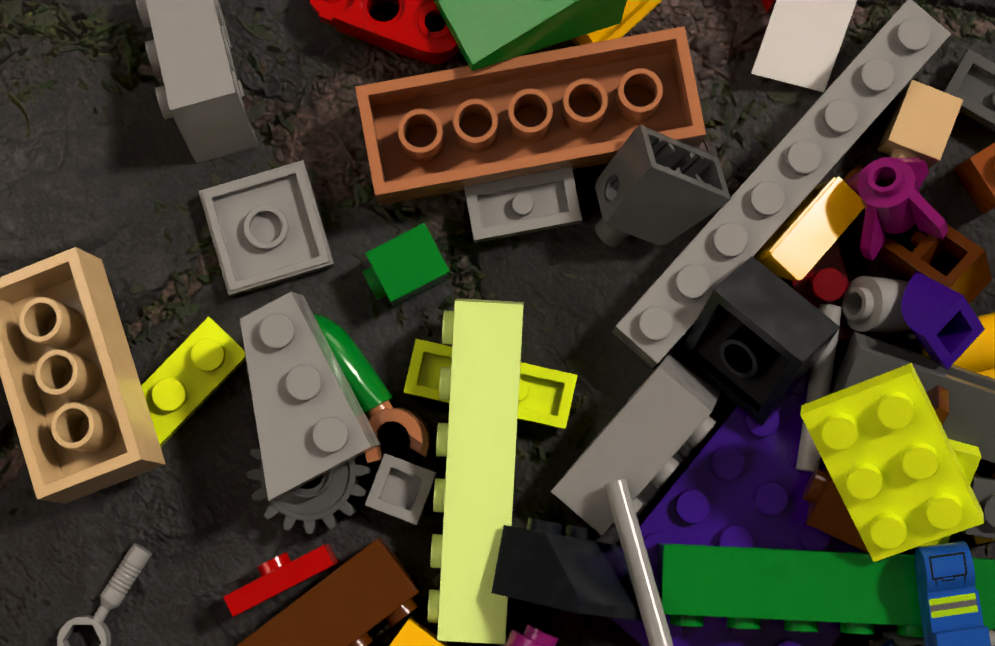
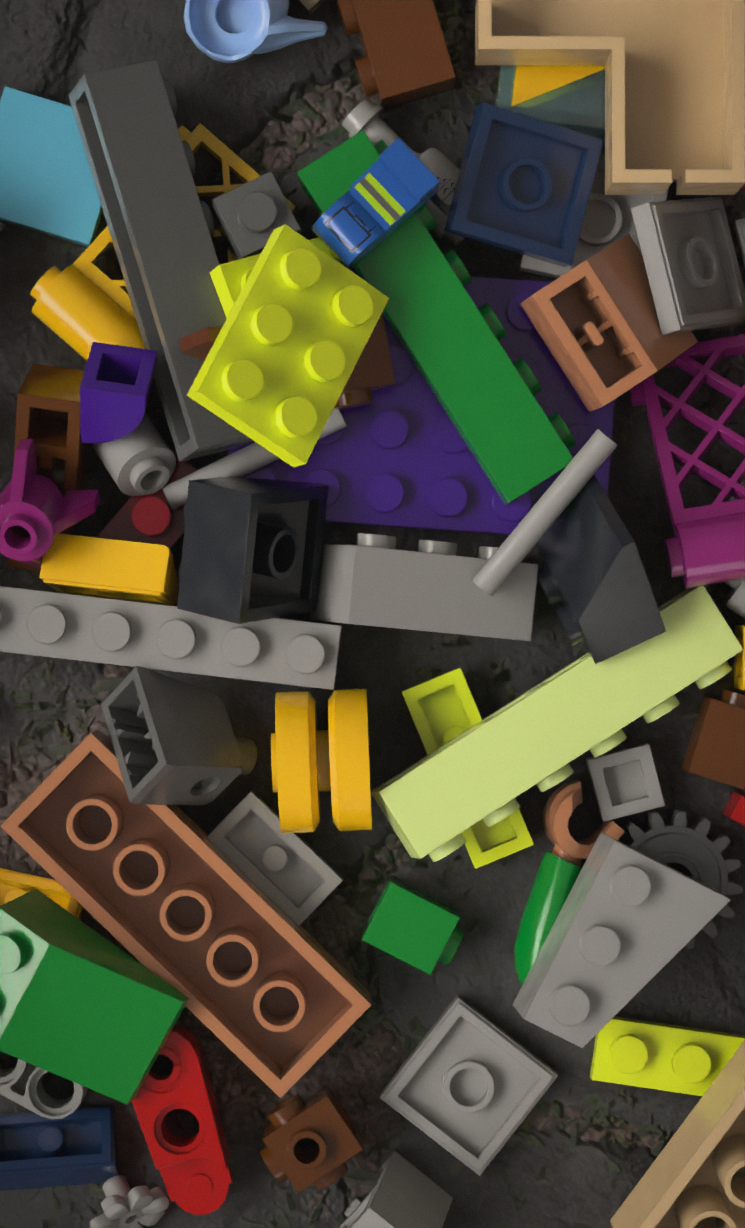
camera: 125 degrees left, 5 degrees up
(311, 108) = (316, 1118): none -> reddish brown brick
(574, 277) = (321, 760): none -> yellow wheel

